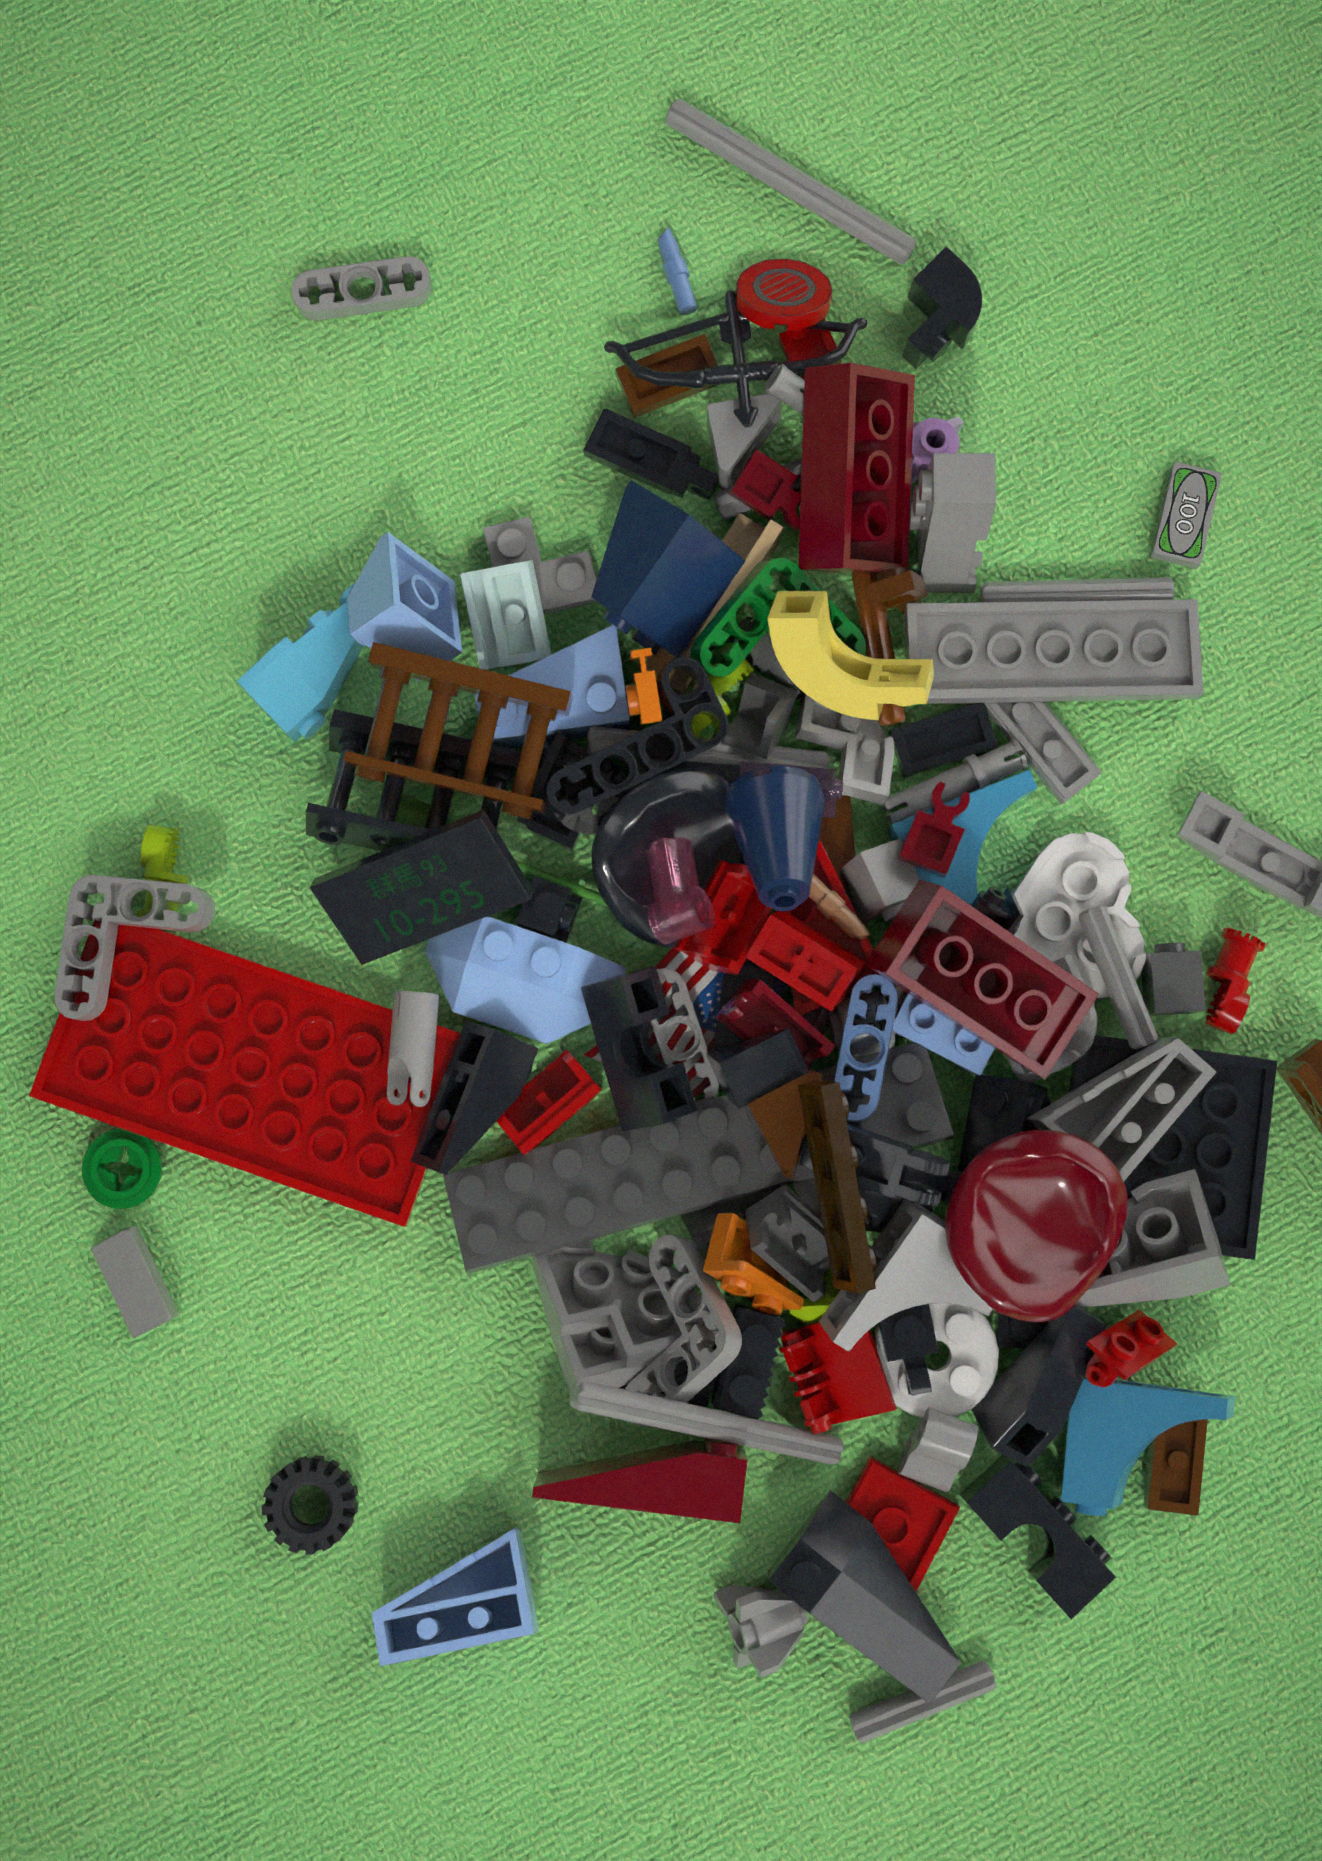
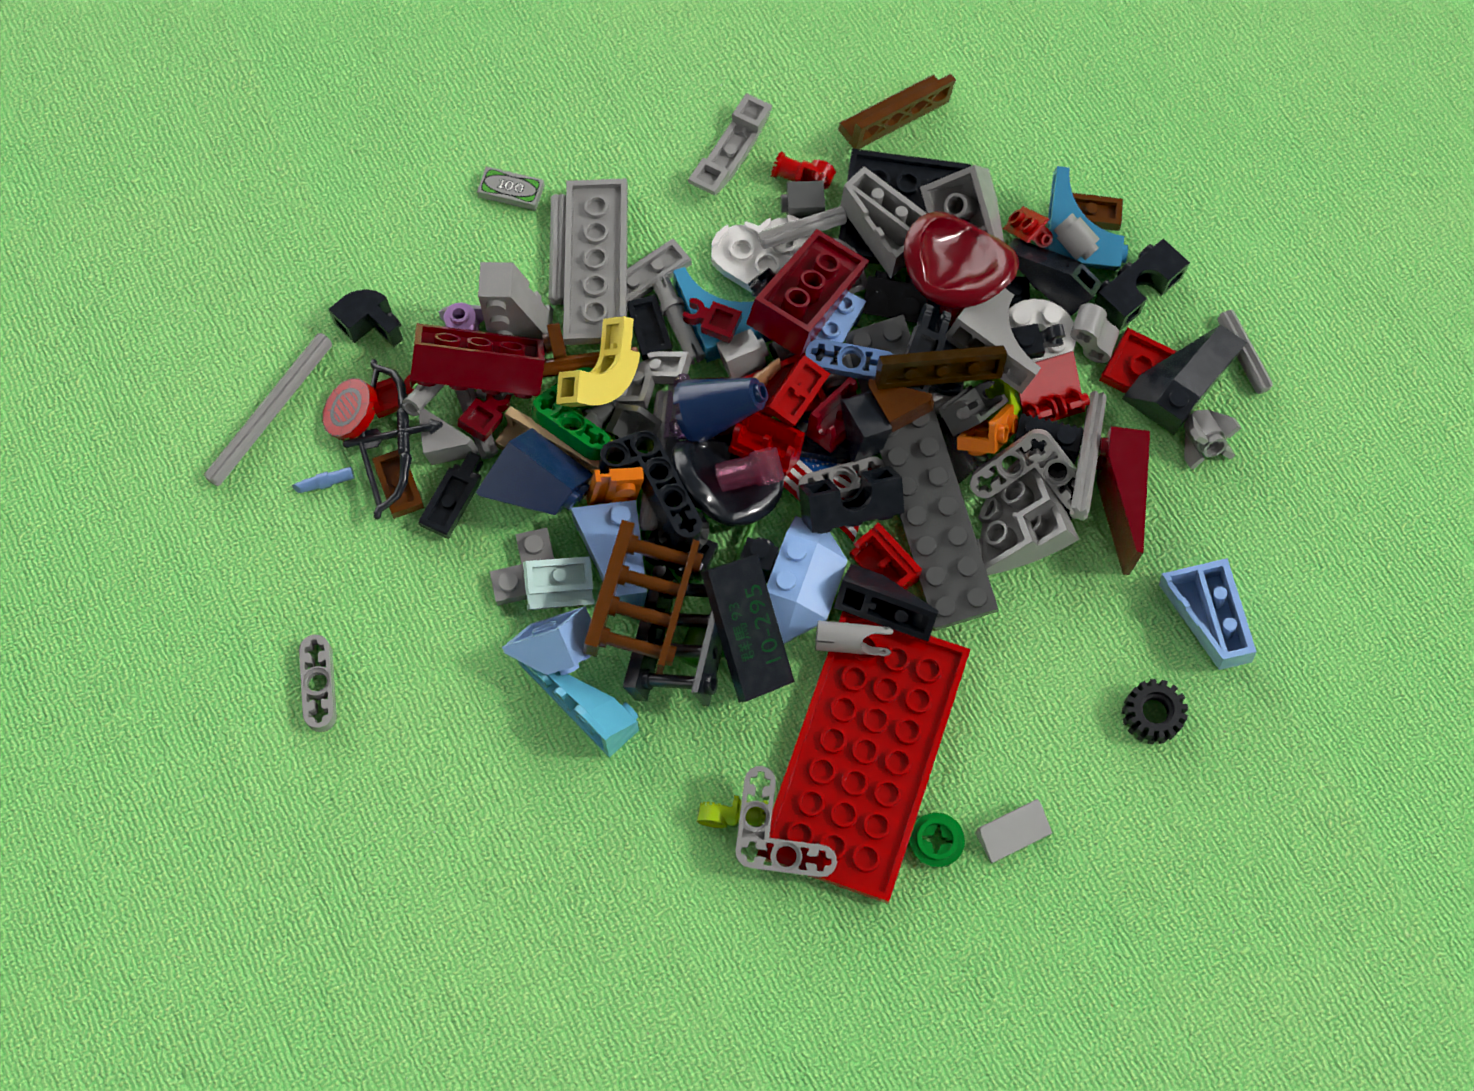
camera: 90 degrees left, 15 degrees down
(1098, 1426) = (1077, 237): none -> light grey brick

